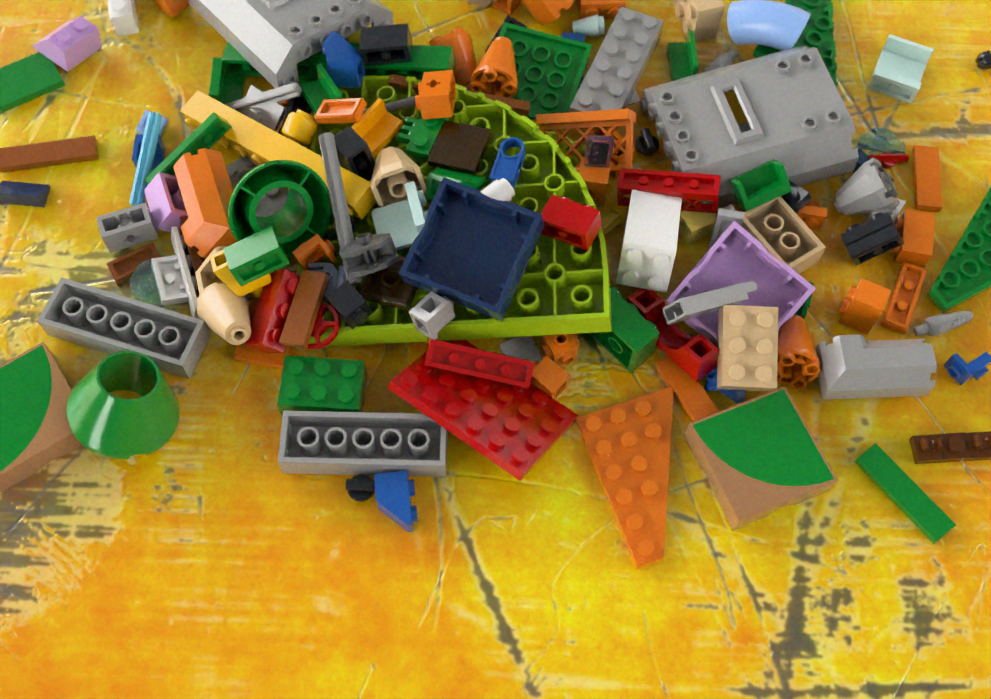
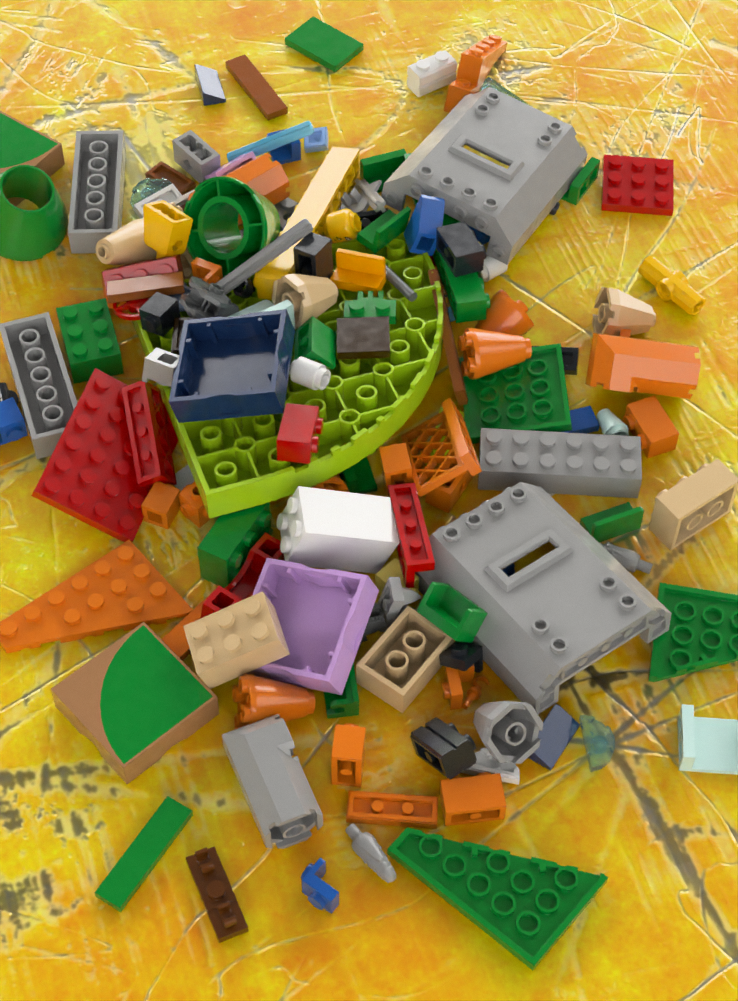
camera: 70 degrees right, 10 degrees down
(70, 43) = (373, 55): lavender slope -> none
(202, 137) = (297, 164): green tile -> none
(255, 256) = (167, 223): green panel -> none
(340, 111) = (362, 238): orange tile -> none
(436, 94) = (409, 297): orange brick -> none
(508, 166) = (351, 375): blue piece -> none
(598, 150) = (416, 446): slope -> none
(707, 302) = (273, 589): light grey hinge -> none
(765, 23) = (685, 572): light blue brick -> none
(889, 160) = (575, 755): red piece -> none
(927, 178) = (570, 803): orange tile -> none

